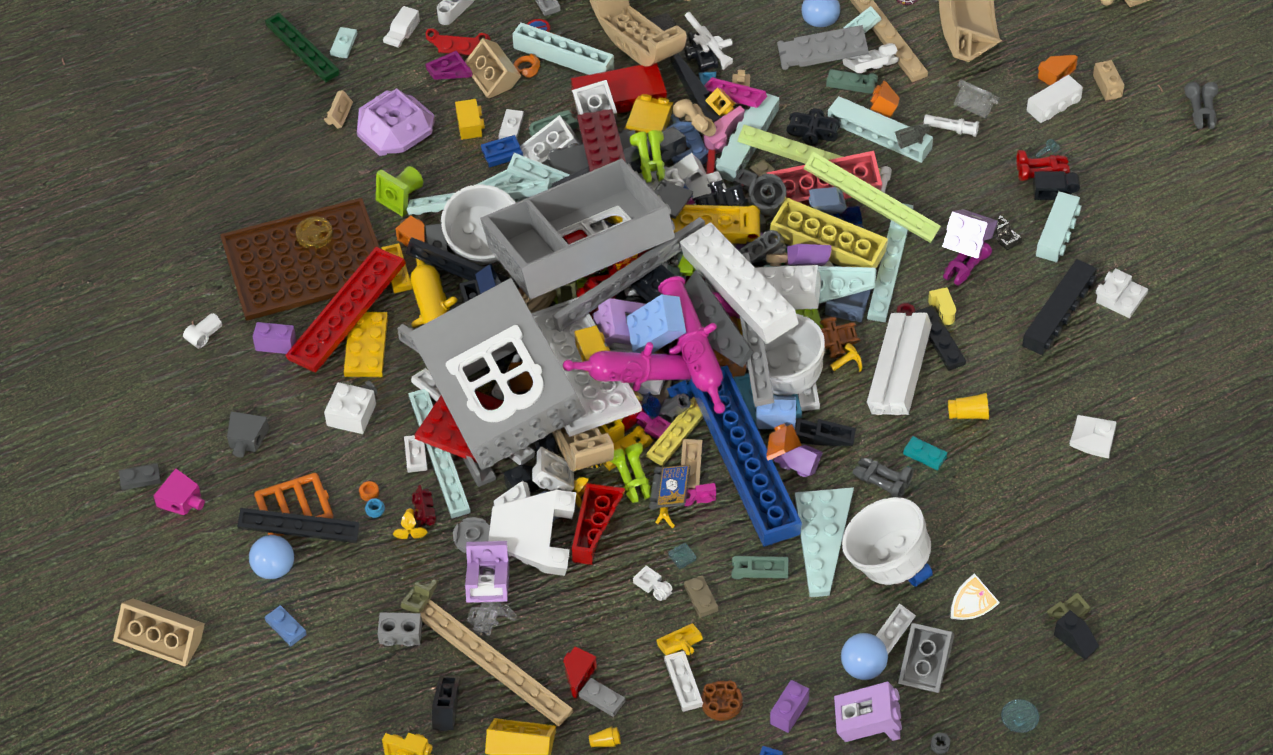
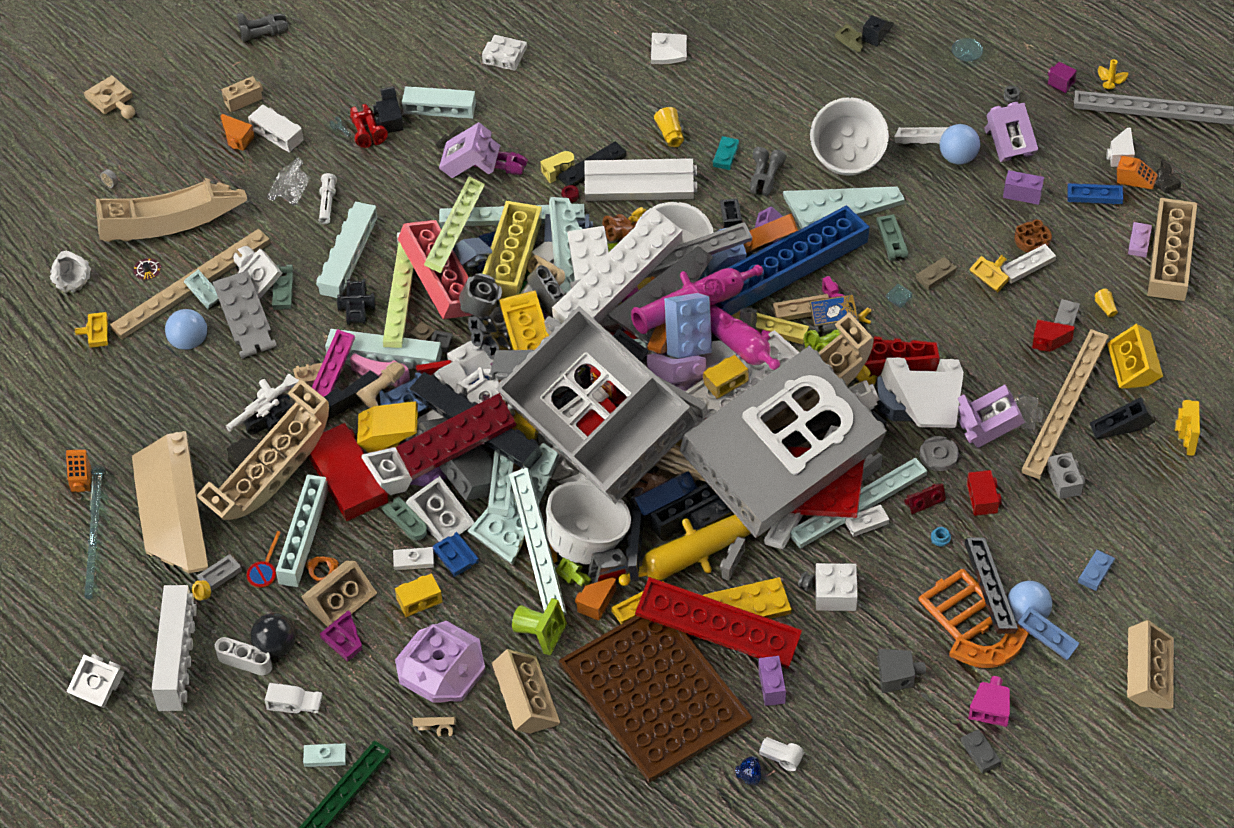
camera: 105 degrees left, 0 degrees up
(194, 304) = (749, 770): none -> clear blue brick
(227, 555) = (1048, 633): none -> medium blue plate
(229, 508) = (992, 655): none -> orange plate
(313, 232) = (623, 685): clear yellow piece -> none
(340, 172) = (525, 692): none -> tan slope
(369, 490) = (921, 549): orange tile -> none
(407, 553) = (983, 492): none -> red brick
(408, 523) = (954, 499): yellow plant -> none
(419, 597) = (1030, 466): olive slope -> none
(449, 44) = (307, 635): red plate -> none
(464, 19) = (273, 634): none -> black piece
(517, 492) = (896, 424): white plate -> none
(640, 140) = (453, 389): lime piece -> none
(649, 579) = (939, 307): white plate -> none
(715, 100) = (350, 372): yellow brick -> none
(808, 254) = (546, 249): medium lavender brick -> none
(884, 100) = (309, 250): orange slope -> none
(911, 135) = (363, 212): clear smoke slope -> none
(926, 657) = (935, 110): light grey slope -> none
(972, 600) = (871, 90): shield -> none
(1059, 307) = (534, 87): black brick -> none

